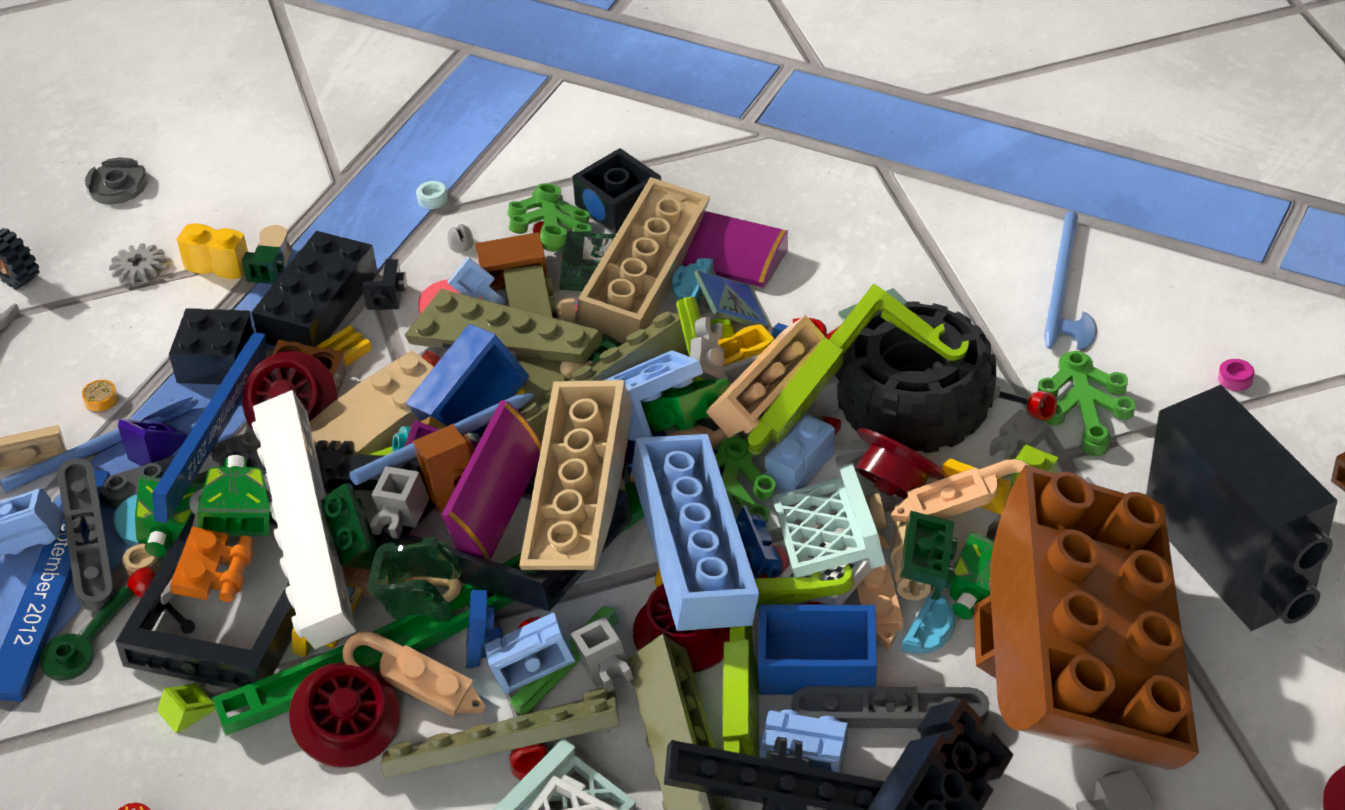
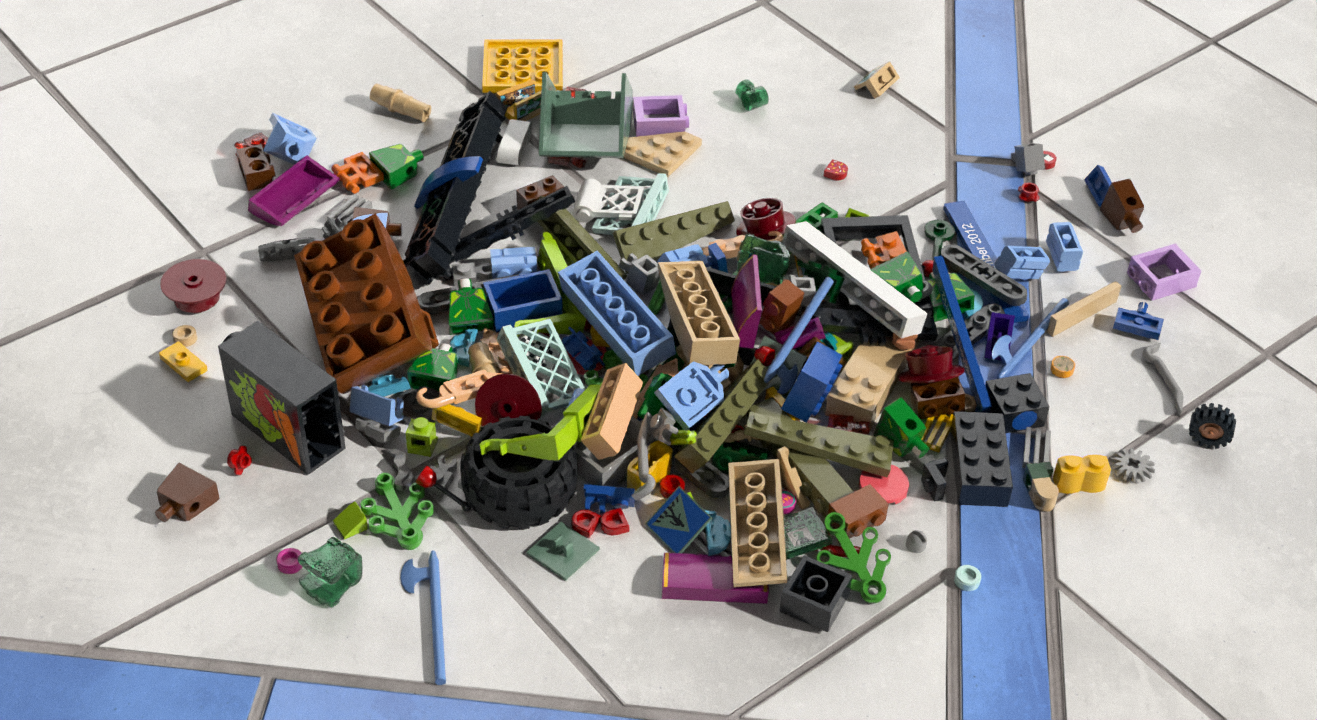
camera: 155 degrees right, 0 degrees up
(116, 181) = (1220, 532): dark grey tile -> none
(235, 293) = (1037, 435): none -> light grey tile
(386, 329) = (904, 427): none -> green torso
(474, 281) = (872, 477): light blue plate -> none
(756, 304) = (643, 466): none -> light grey piece
(877, 760) = (469, 271): none -> light grey plate
(911, 654) = (468, 309): none -> green torso
(928, 552) = (472, 349): dark green bracket -> none
(1066, 445) = (405, 476): none -> light grey hair
(1148, 399) = (351, 521): none -> lime slope
(1184, 322) = (332, 571): none -> clear green piece

